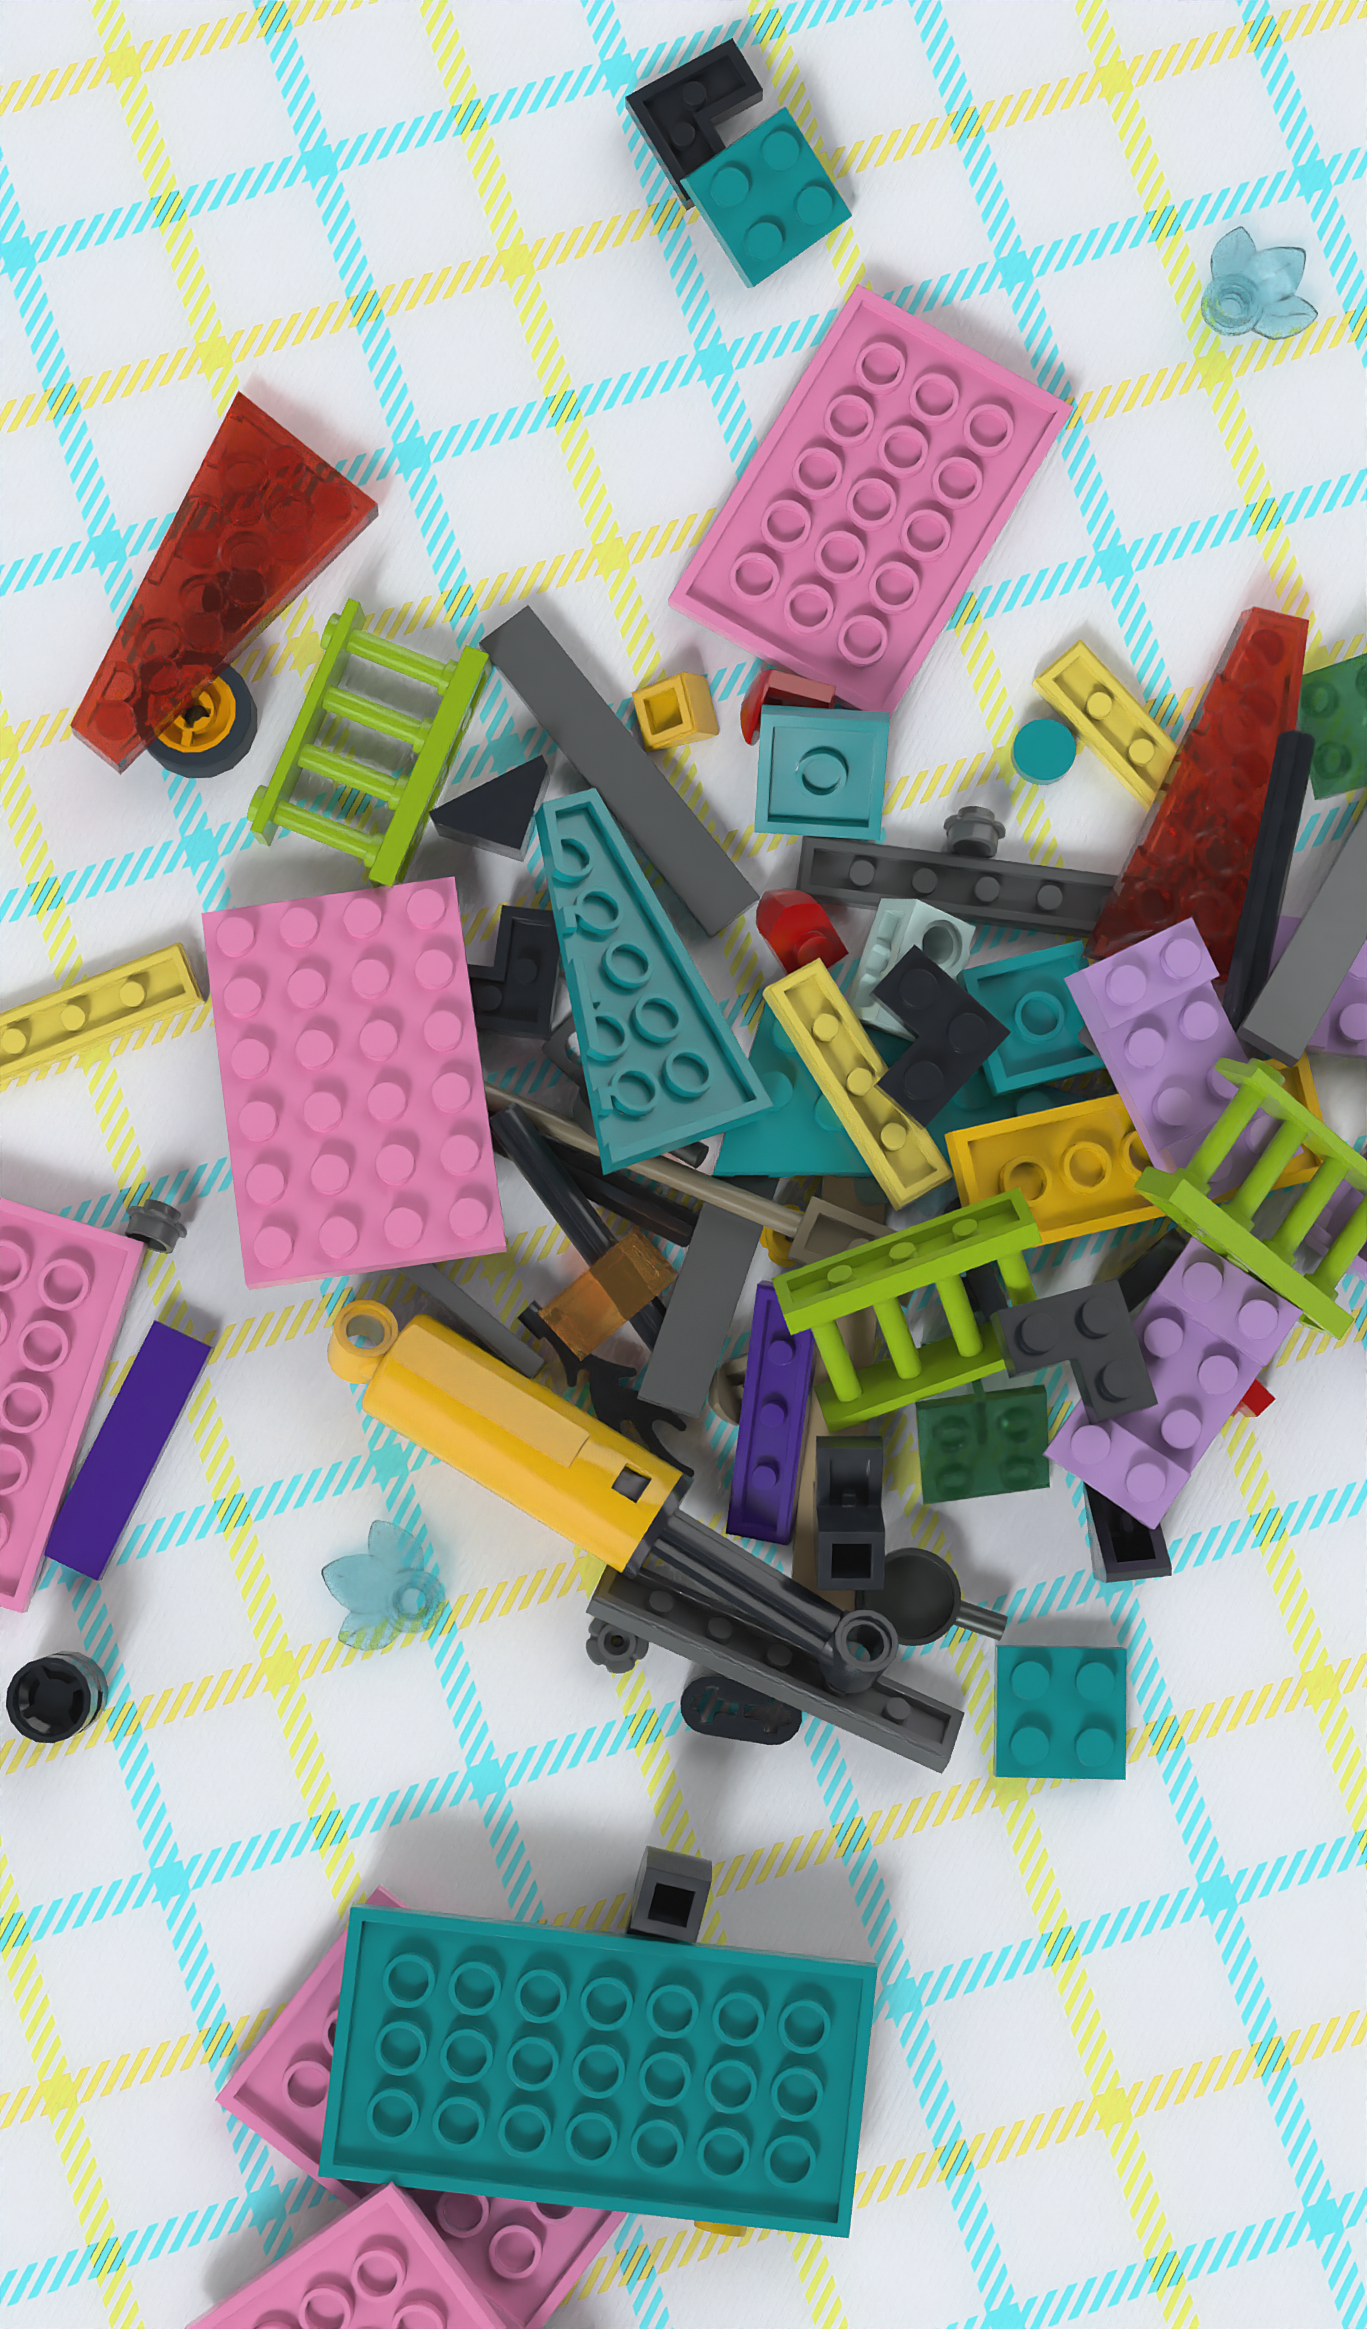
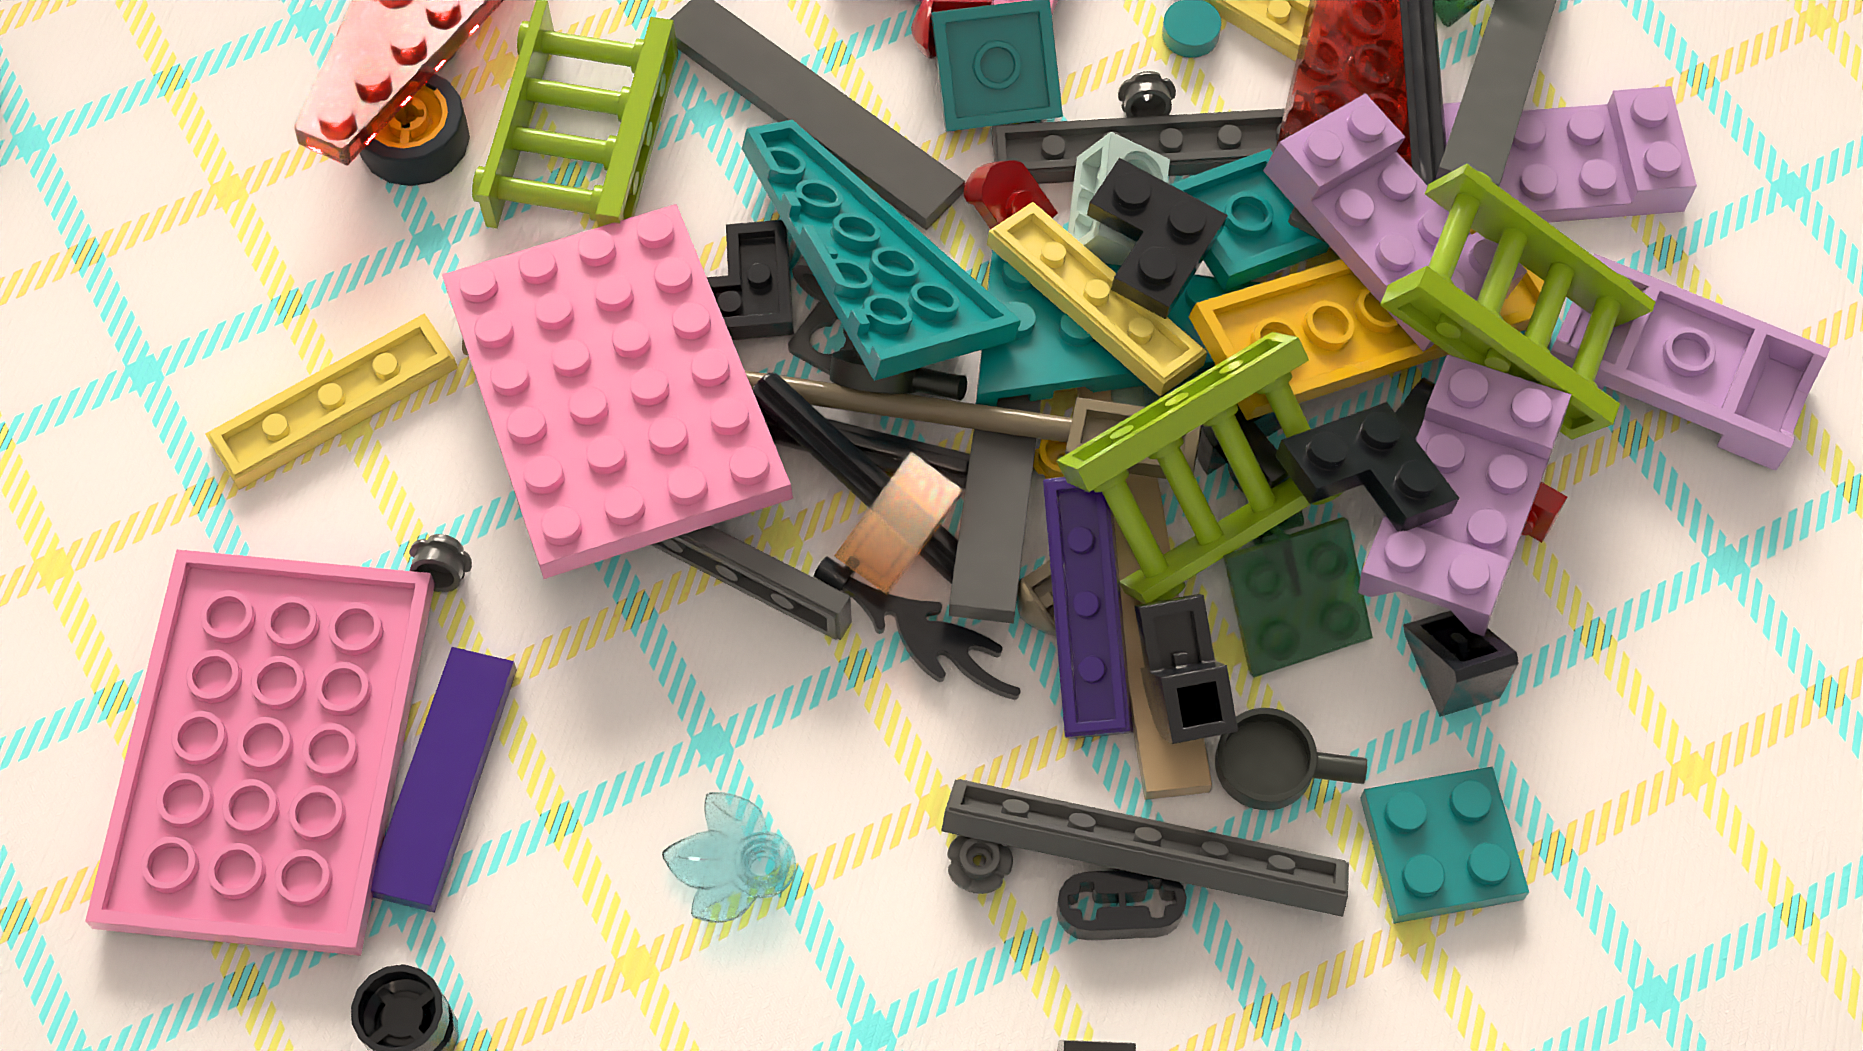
camera: 10 degrees left, 20 degrees down
(498, 813) = (702, 154): black slope -> none
(579, 1477) = (911, 701): yellow piece -> none
(675, 712) = (851, 54): yellow slope -> none

